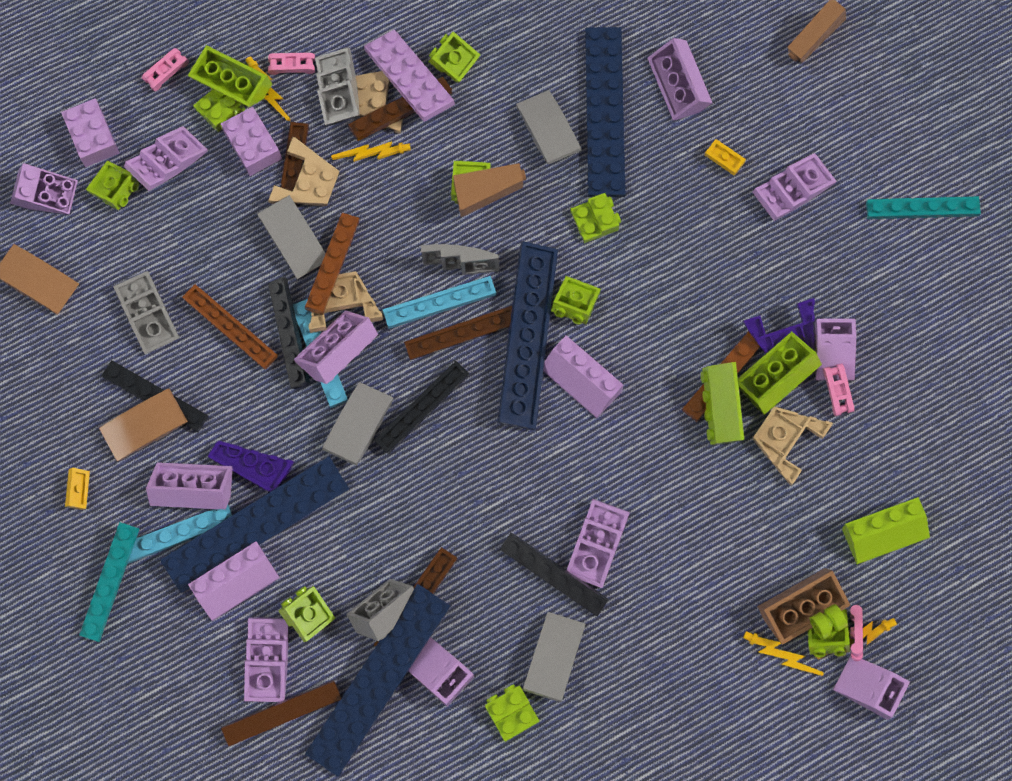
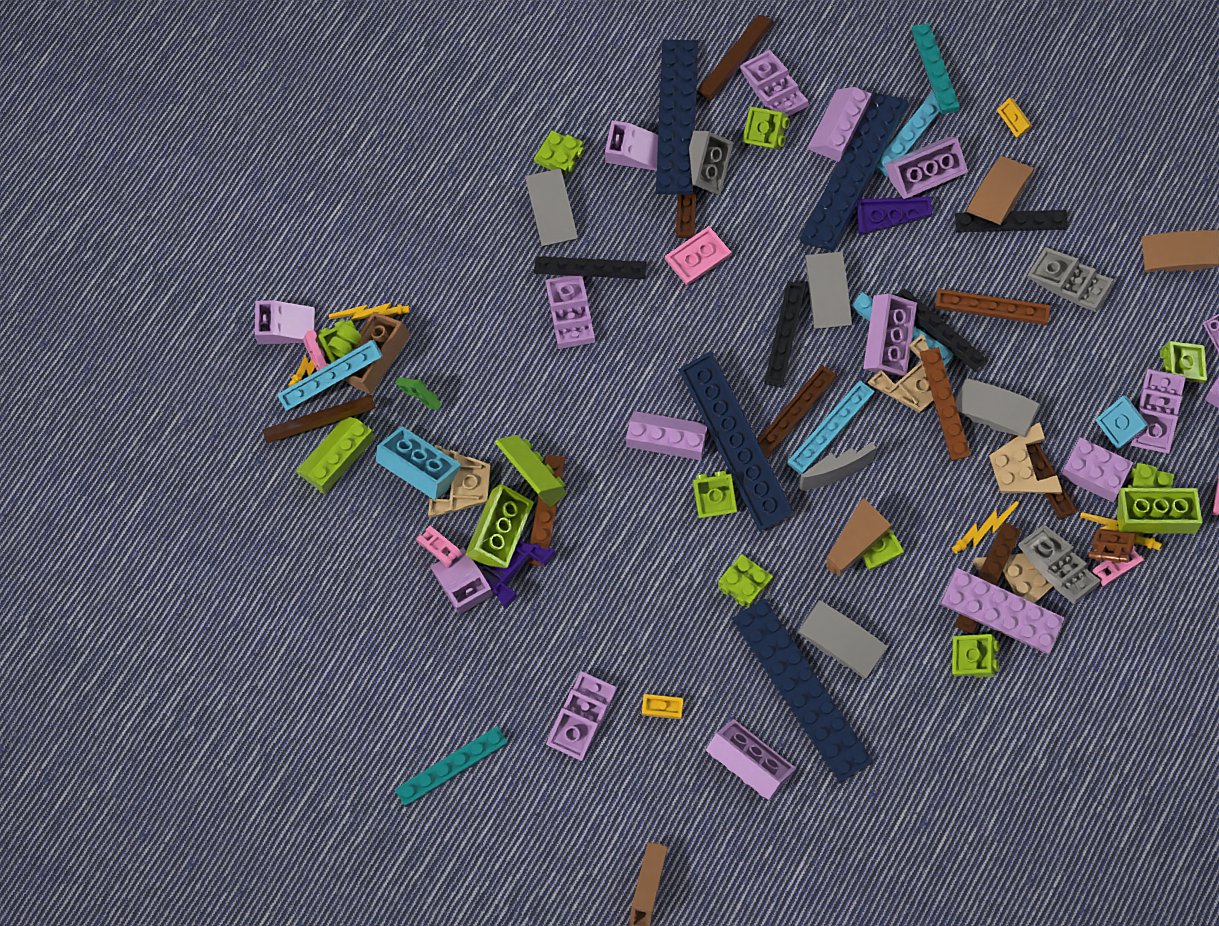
camera: 150 degrees right, 5 degrees down
(202, 164) = (1121, 422): none -> medium azure plate
(282, 78) = (1112, 541): none -> dark orange plate
(449, 527) = (698, 255): none -> bright pink plate
(783, 540) = (417, 388): none -> bright green plate
(817, 473) = (417, 462): none -> medium azure slope
(858, 597) = (330, 375): none -> medium azure plate
(885, 572) = (318, 419): none -> reddish brown tile

